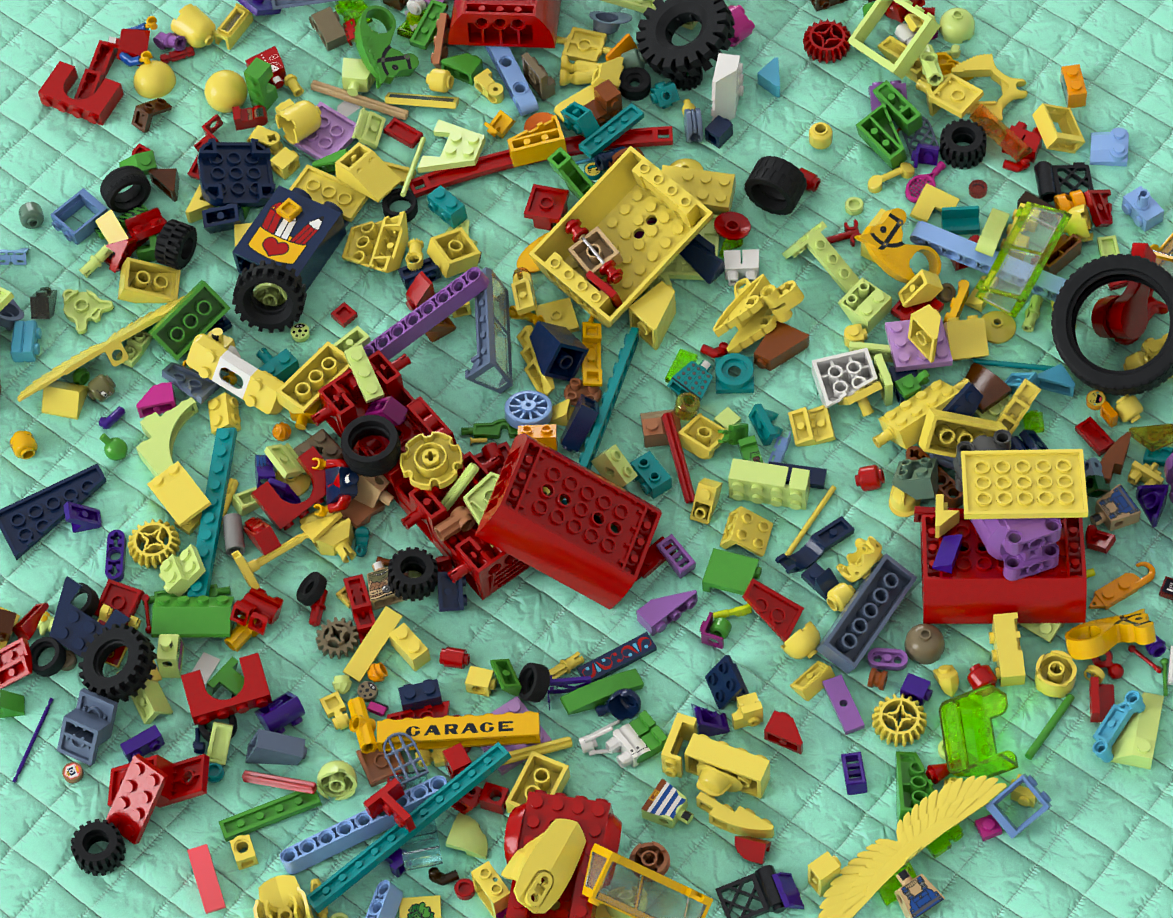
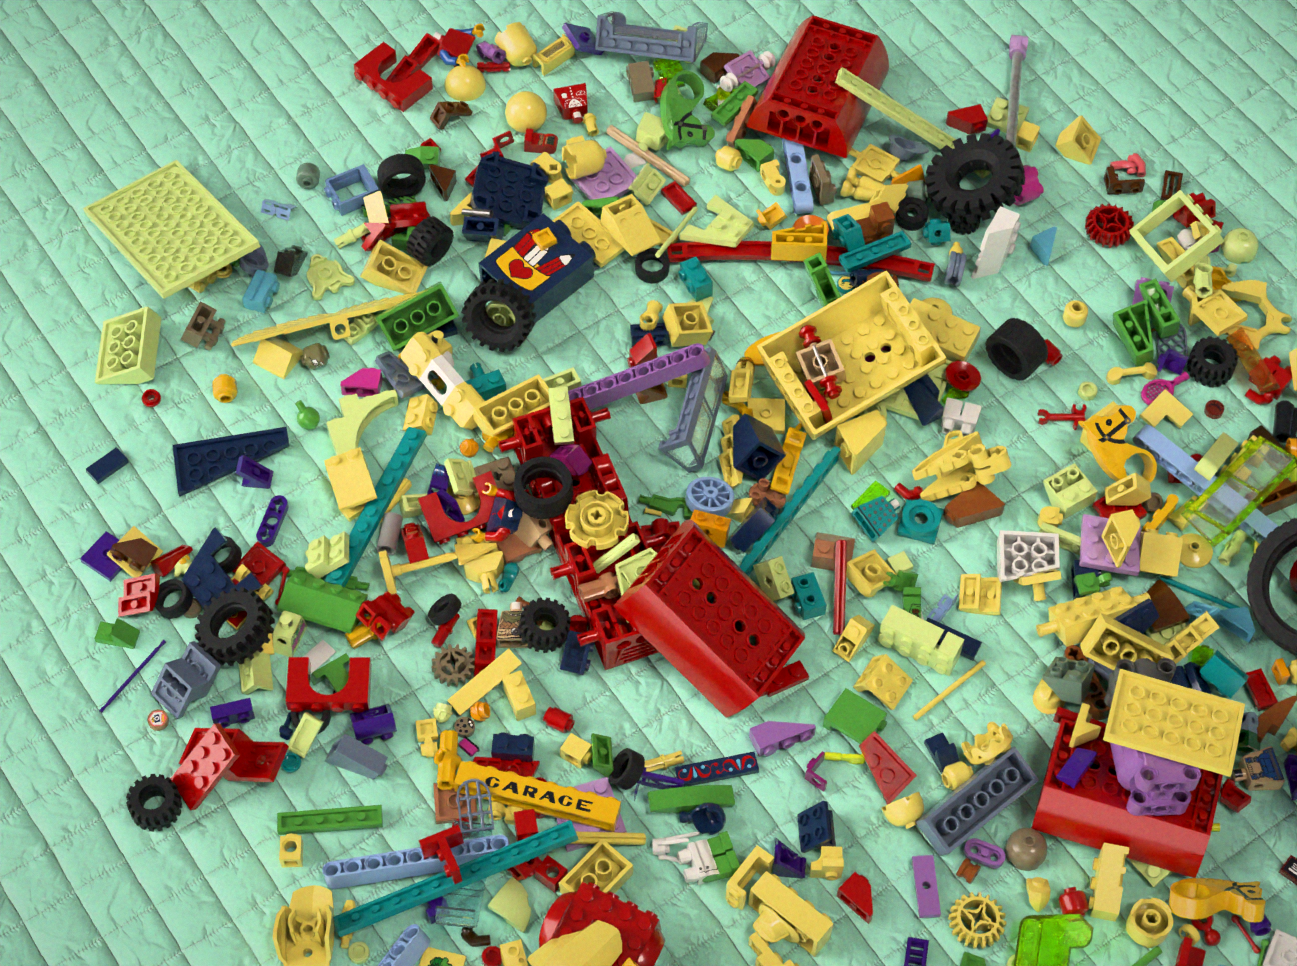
camera: 10 degrees right, 0 degrees up
(81, 376) = (300, 339): bright green plate -> none
(108, 422) = (310, 390): dark purple arm -> none
(153, 537) = (312, 510): light yellow gear -> none
(206, 878) = (246, 867): coral slope -> none
(214, 203) = (478, 212): none -> flat silver pin
(257, 78) = (557, 120): bright green arch -> none
(279, 782) = (349, 791): axle -> none
(300, 332) = (518, 358): yellowish green tile -> none
(337, 780) = (404, 807): yellowish green cylinder -> none
(344, 314) = (565, 353): red plate -> none
(378, 243) = (620, 295): light yellow wedge -> none
(421, 100) = (705, 172): light yellow tile -> none
(546, 206) = (790, 305): red panel -> none
(666, 806) = (717, 936): torso -> none
(681, 572) = (813, 681): medium lavender slope -> none
(687, 406) = (864, 538): clear yellow head -> none
(718, 131) = (978, 281): dark blue brick -> none
(720, 627) = (828, 770): bright green piece -> none
(761, 421) = (932, 577): teal tile -> none
(811, 680) = (901, 852): light yellow slope -> none
(816, 546) = (948, 716): dark blue piece -> none
(826, 255) = (1045, 431): yellowish green bracket -> none
(870, 478) = (1022, 664): red head -> none
(885, 379) = (1066, 569): yellowish green plate -> none
(917, 688) = (1004, 893): dark purple brick -> none
(961, 220) = (1188, 435): teal panel -> none
(1057, 431) = (1223, 674): none -> teal brick
(1095, 399) = (1271, 652): tile -> none
(1121, 588) = (1242, 852): light orange plate -> none

